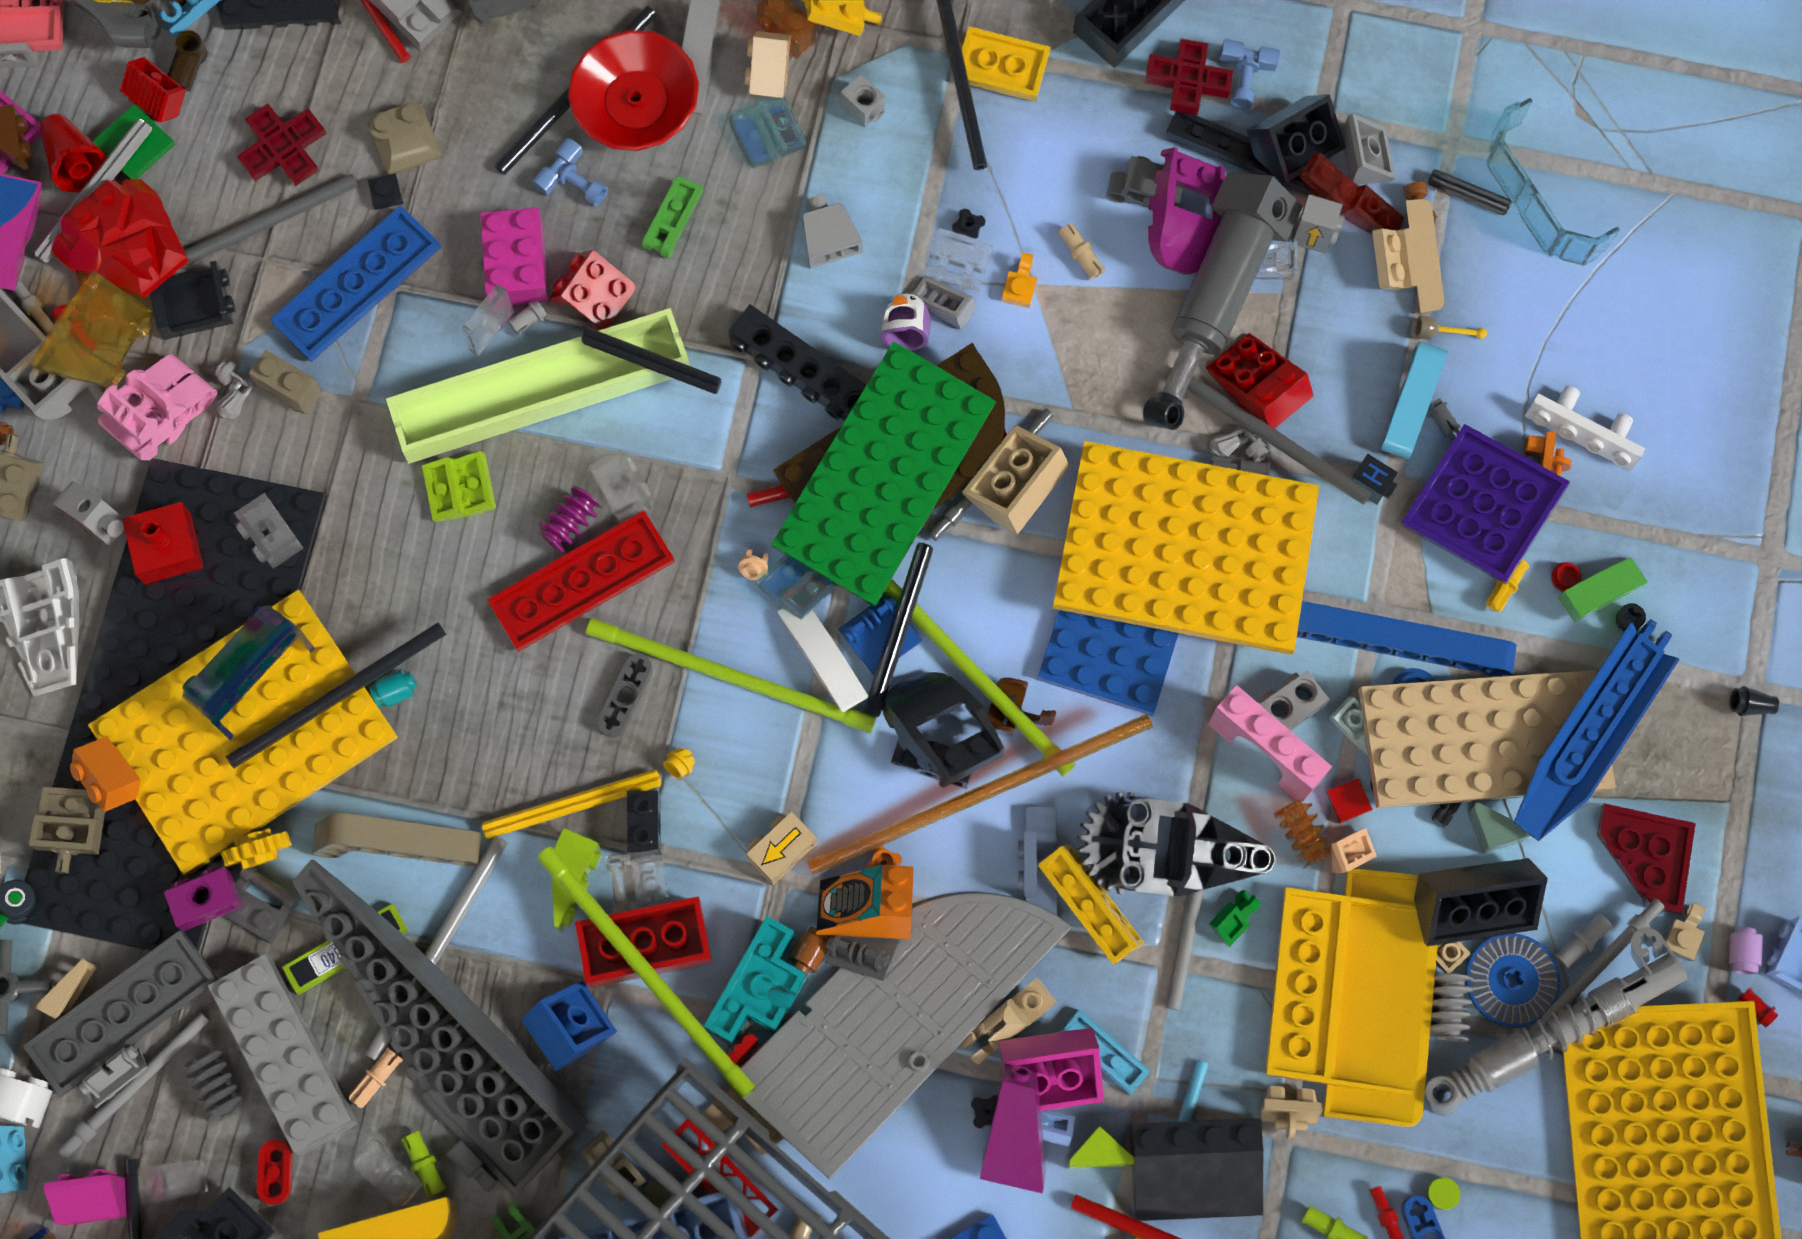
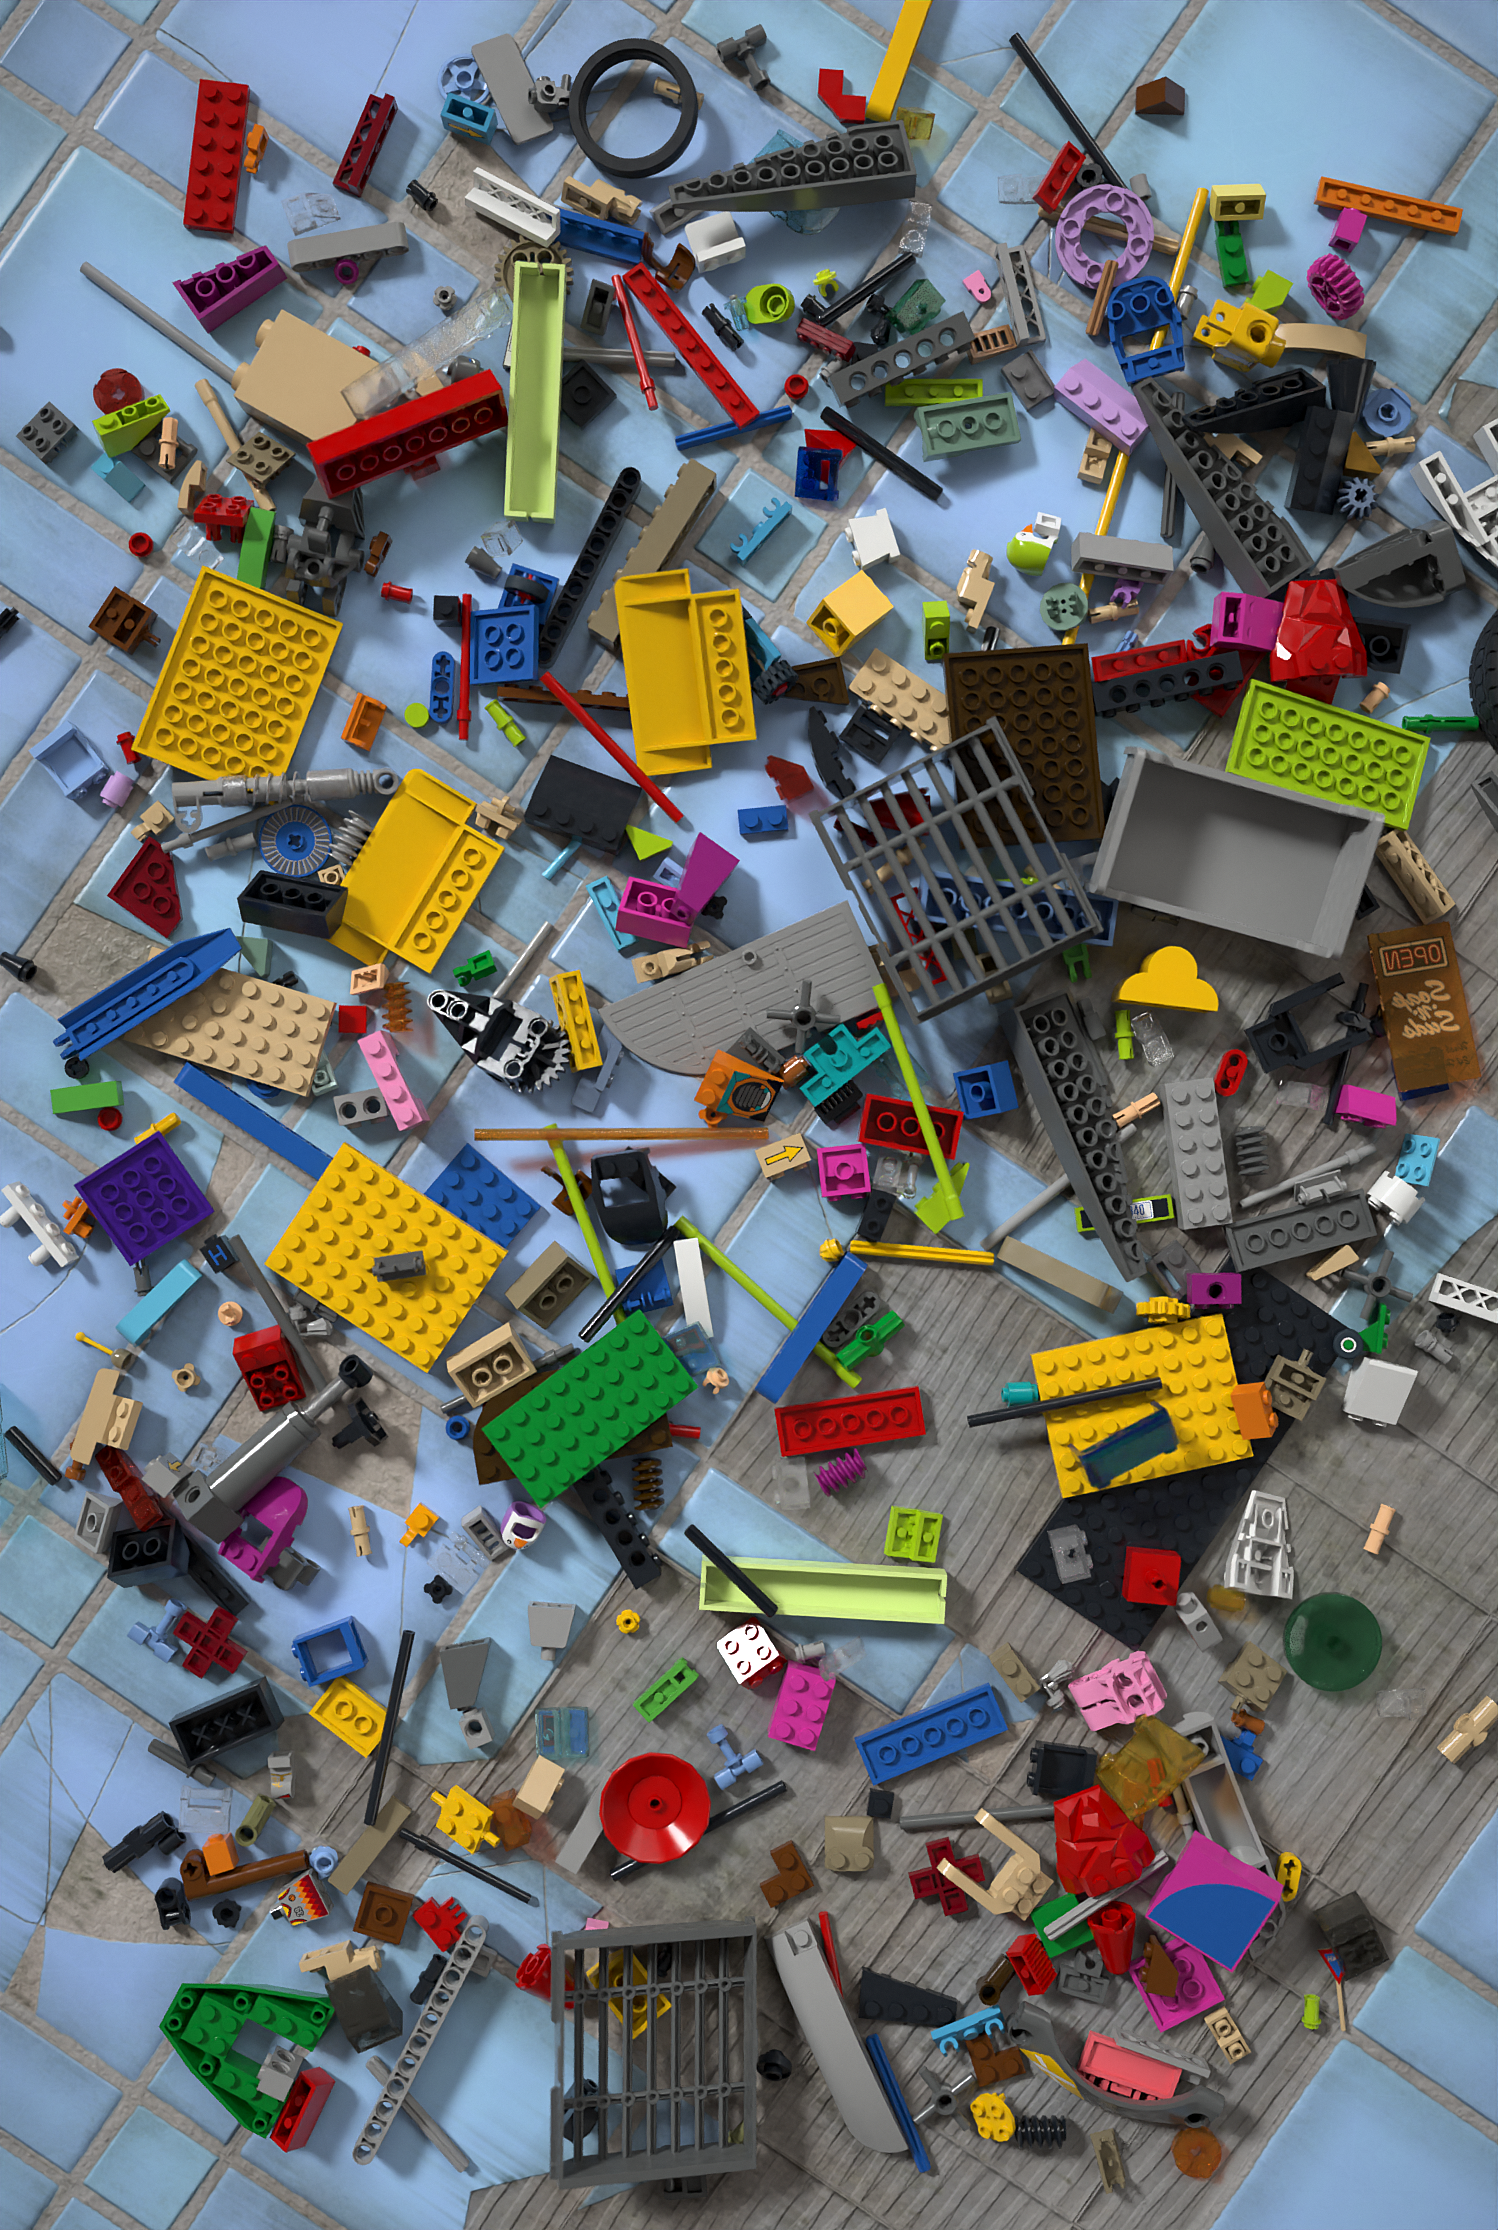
camera: 155 degrees left, 15 degrees up
(71, 550) = (1225, 1599): none -> clear yellow brick
(88, 98) = (1083, 1978): none -> dark grey plate
(200, 159) = (1016, 1886): none -> tan plate
(454, 82) = (792, 1877): none -> reddish brown plate
(586, 688) = (870, 1341): none -> green piece
(668, 664) = (811, 1327): none -> blue beam
(697, 1001) = (888, 1068): none -> clear light blue bracket
(702, 857) = (843, 1171): none -> dark pink plate
(731, 932) = (844, 1108): none -> black piece
(744, 278) = (628, 1615): none -> yellow plate
(782, 422) = (648, 1483): none -> dark brown piece
(824, 1028) = (803, 1026): none -> dark grey bar
(903, 152) = (463, 1671): none -> dark grey slope
(989, 592) = (549, 1285): none -> dark tan slope
(1026, 392) = (451, 1431): none -> blue plate
(1036, 135) = (352, 1641): none -> blue window
(1129, 358) = (364, 1424): none -> black piece
(1168, 539) = (399, 1266): none -> dark grey hinge
(1330, 421) = (230, 1313): none -> light nougat plate
(1346, 327) = (178, 1376): none -> tan plate
(1502, 1157) = (363, 722): none -> orange hinge

